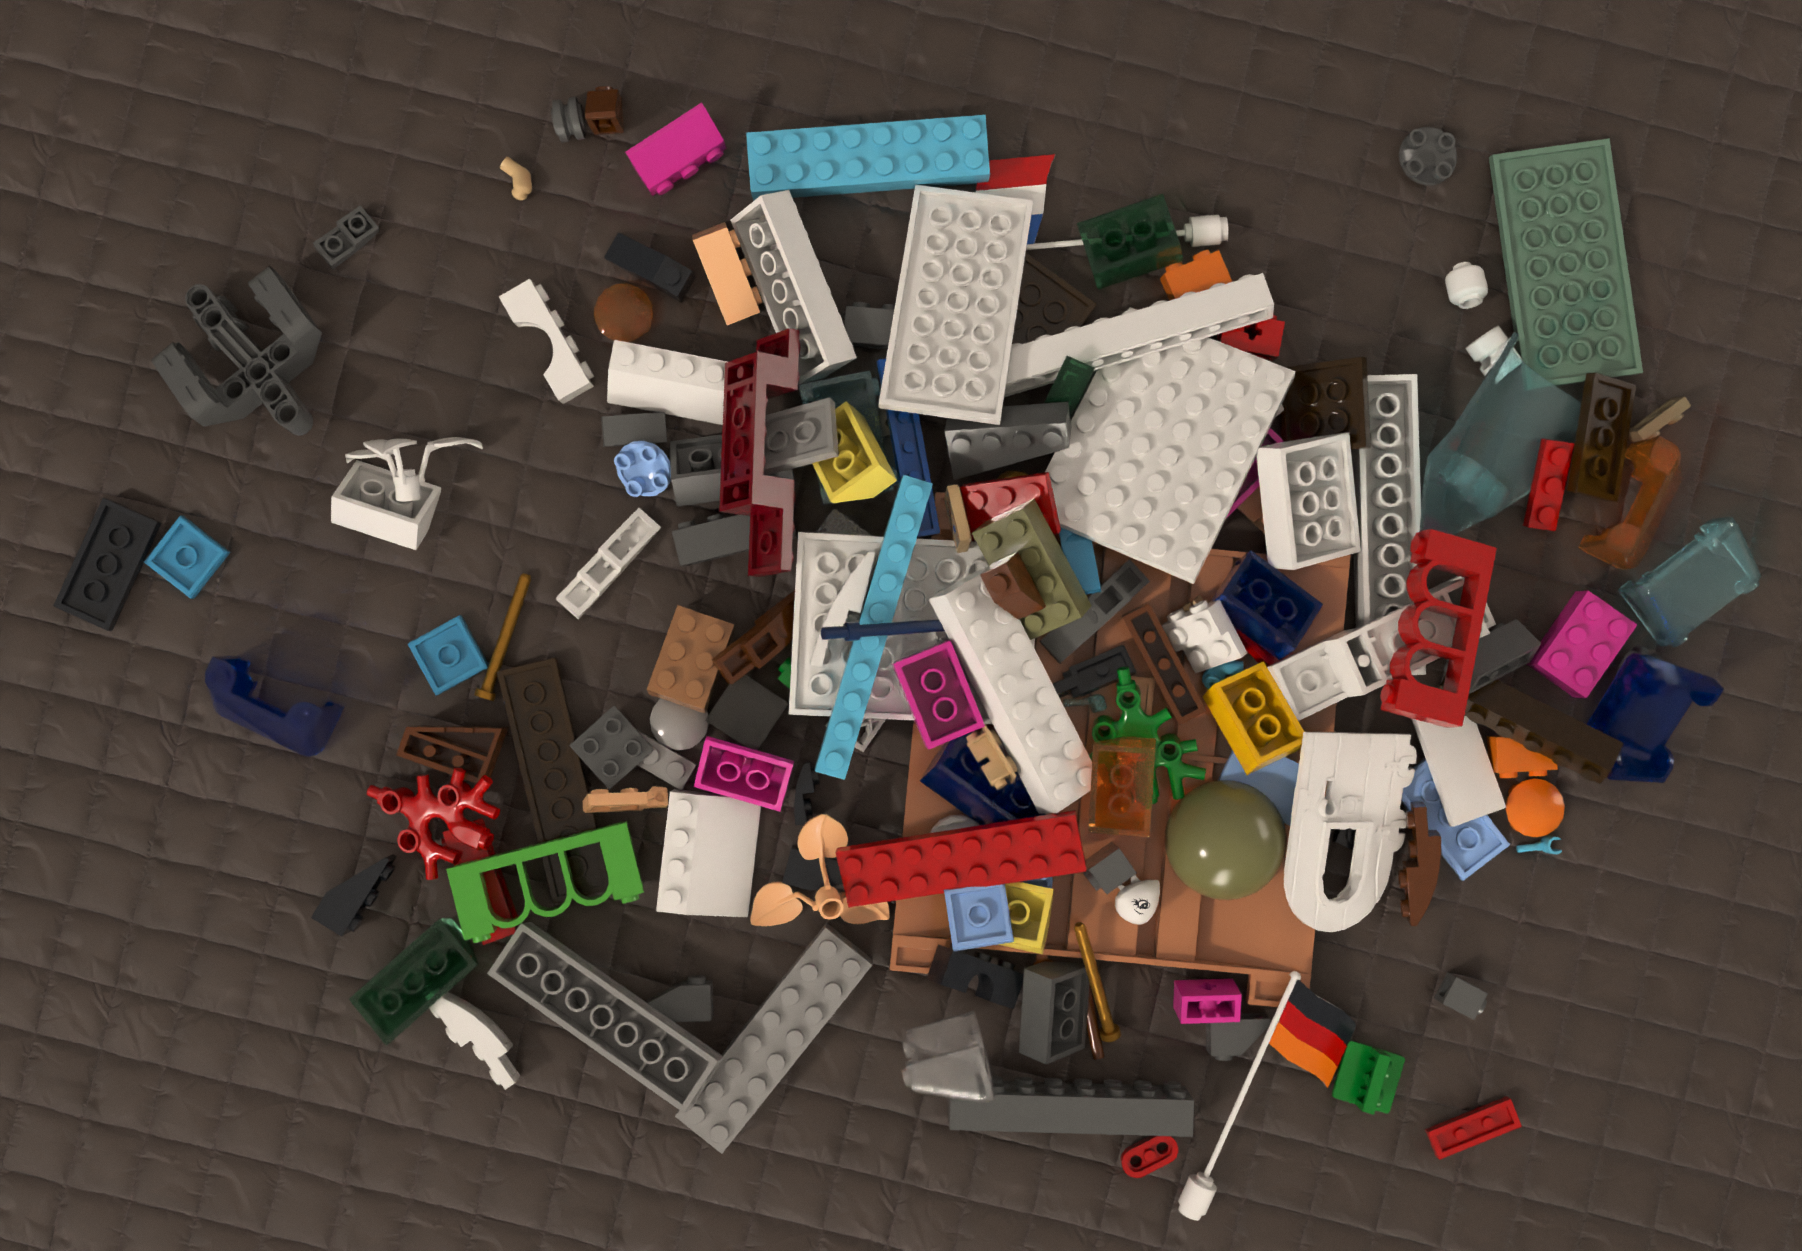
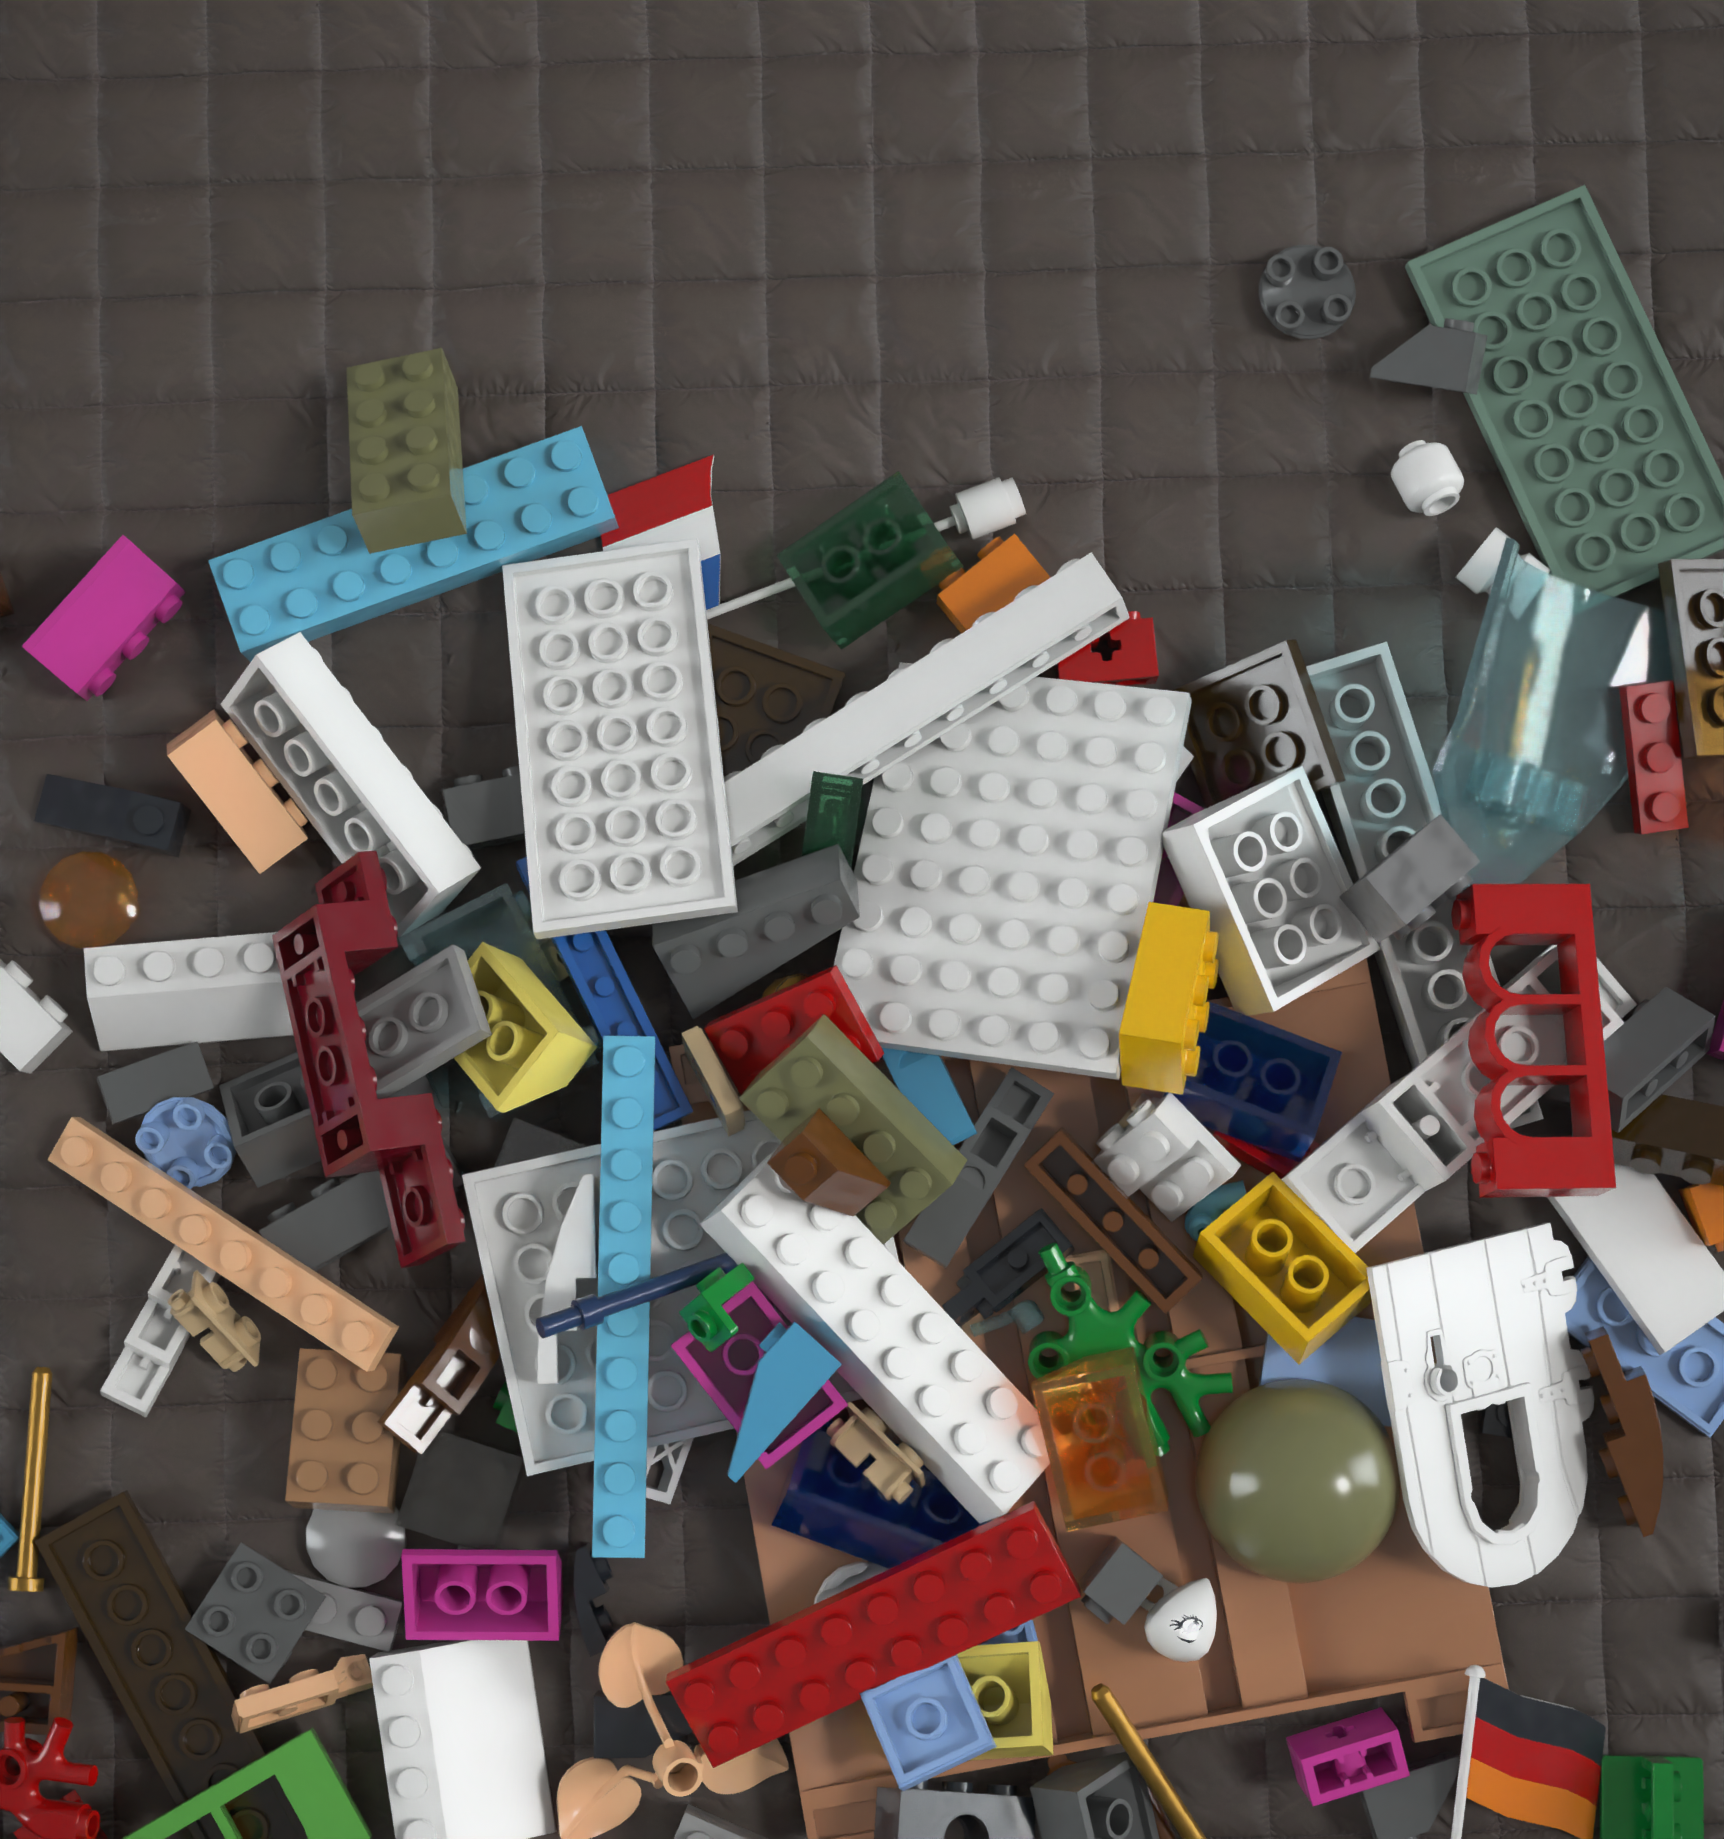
camera: 15 degrees left, 5 degrees down
(639, 587) = (231, 1337): none -> tan hinge
(649, 533) = (223, 1244): none -> light nougat plate
(879, 100) = (405, 451): none -> olive brick
(919, 651) = (705, 1313): none -> green bracket
(952, 704) = (782, 1385): none -> dark azure slope
(1236, 545) = (1168, 998): none -> yellow brick
(1394, 517) = (1403, 885): none -> flat silver piece
(1494, 216) = (1437, 358): none -> dark grey slope

